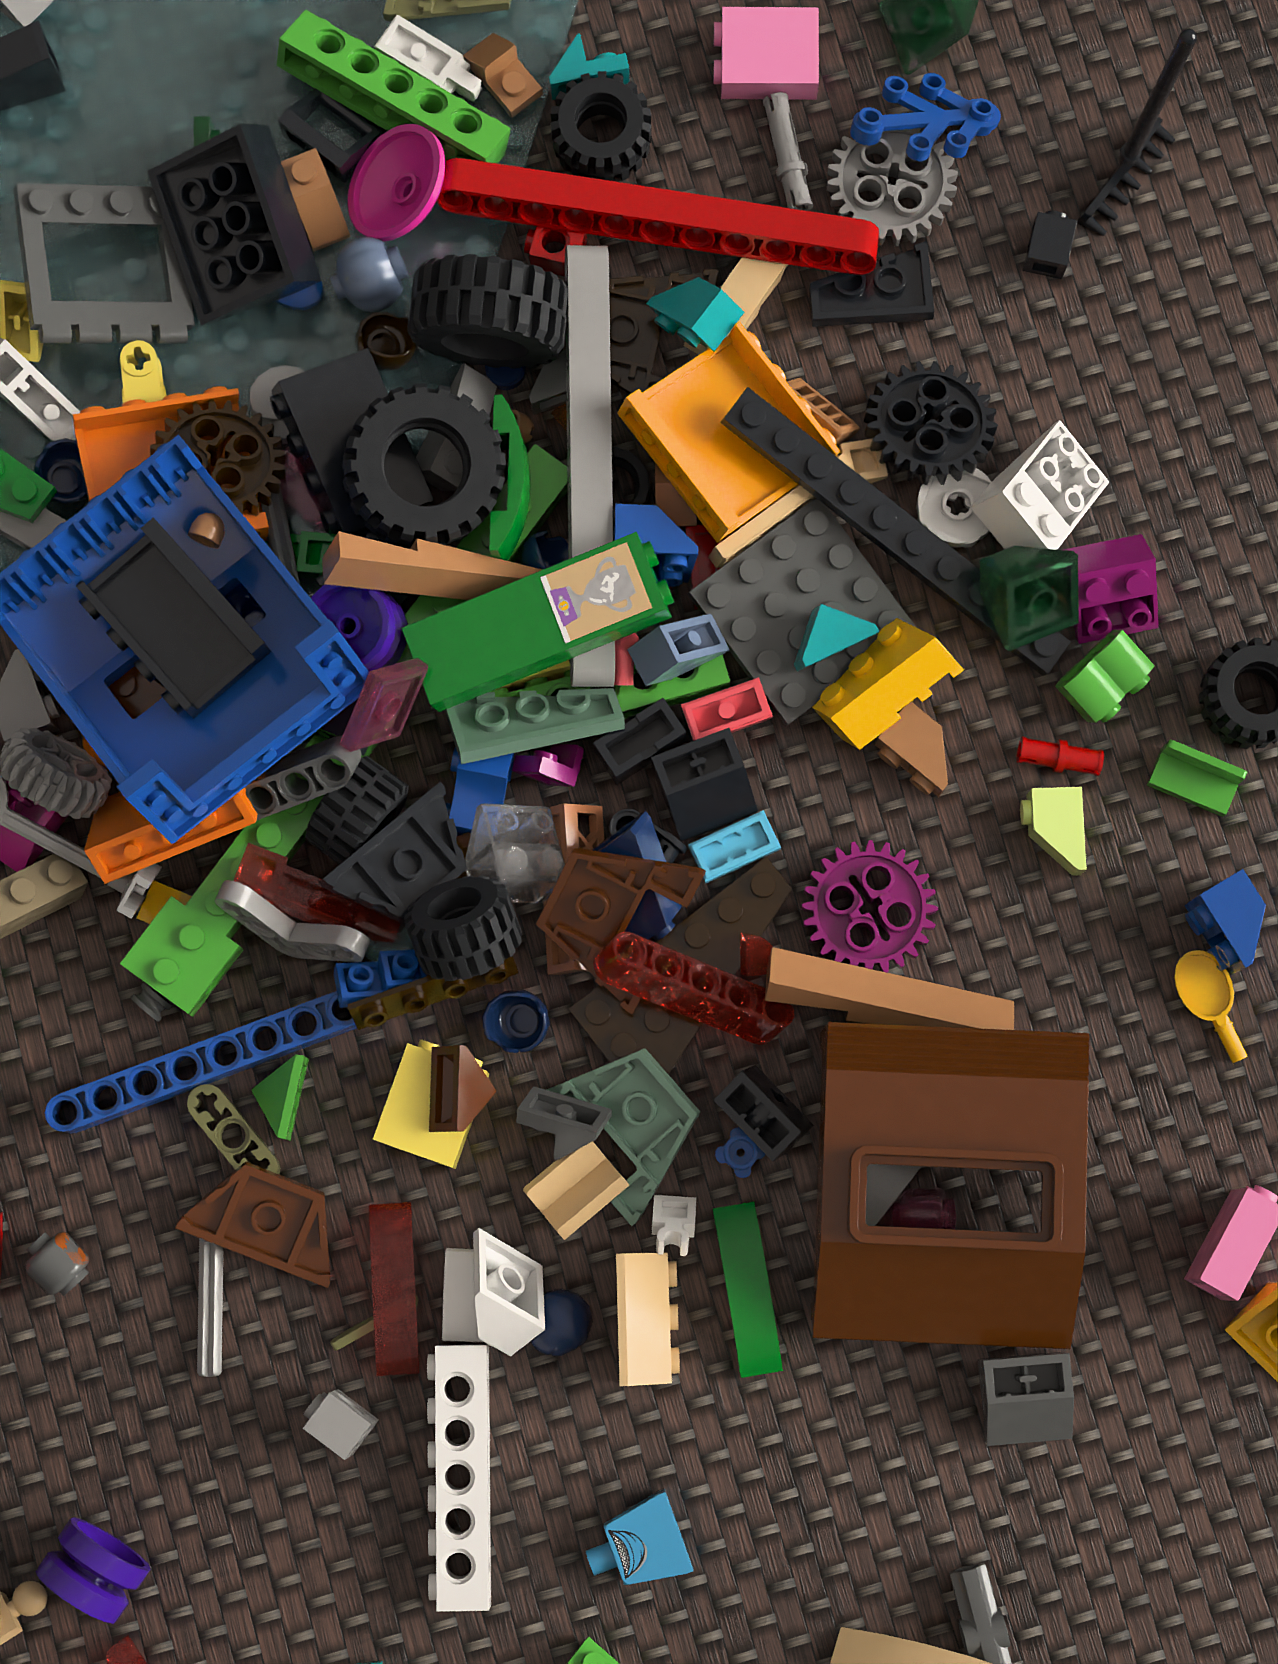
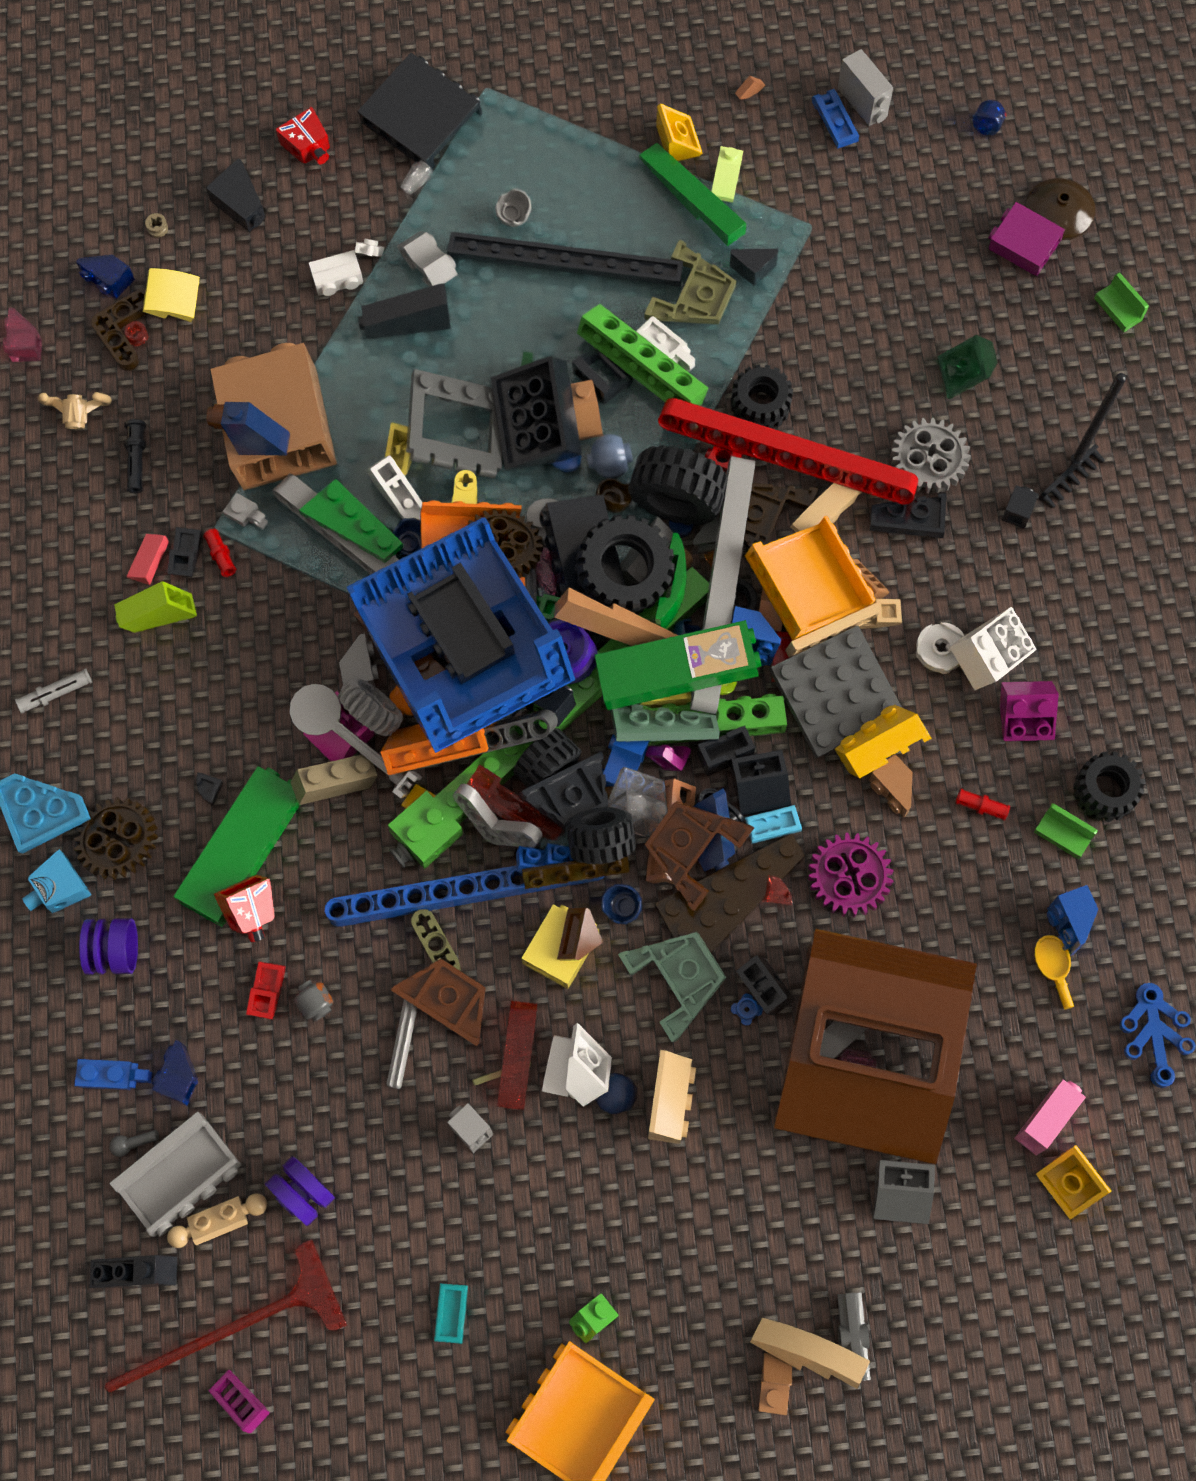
camera: 10 degrees right, 10 degrees down
(207, 530) = (490, 577): medium nougat hinge -> none
(281, 1094) = (470, 923): bright green slope -> none
(384, 704) = (577, 695): clear pink tile -> none
(396, 182) = (636, 406): dark pink dish -> none
(471, 1590) = (534, 1248): white brick -> none
(503, 74) = (709, 359): medium nougat slope -> none
(568, 1118) = (646, 968): dark grey slope -> none
(574, 64) = (752, 358): teal slope -> none
(575, 1188) = (640, 1010): tan panel -> none
(623, 662) = (727, 694): coral arm -> none
(643, 1543) = (646, 1239): dark azure torso -> none
(673, 1221) = (698, 1042): white plate -> none
(677, 648) = (758, 697): sand blue slope -> none
(691, 988) = (735, 900): clear red beam -> none
(697, 312) = (802, 507): teal slope -> none
(729, 708) = (790, 740): coral slope -> none
(748, 1289) = (737, 1095): green slope -> none
(767, 52) = (867, 372): bright pink brick -> none
(790, 165) = (870, 431): light grey pin -> none
(830, 633) = (853, 705): teal slope -> none
(875, 517) = (902, 654): black plate -> none
(879, 996) = (823, 915): medium nougat slope -> none
(907, 399) = (932, 596): black gear -> none
(975, 115) = (986, 427): blue plant -> none
(1030, 592) = (978, 701): clear green slope -> none
(1057, 824) = (974, 844): yellowish green slope -> none
(1105, 677) = (1017, 761): bright green brick -> none

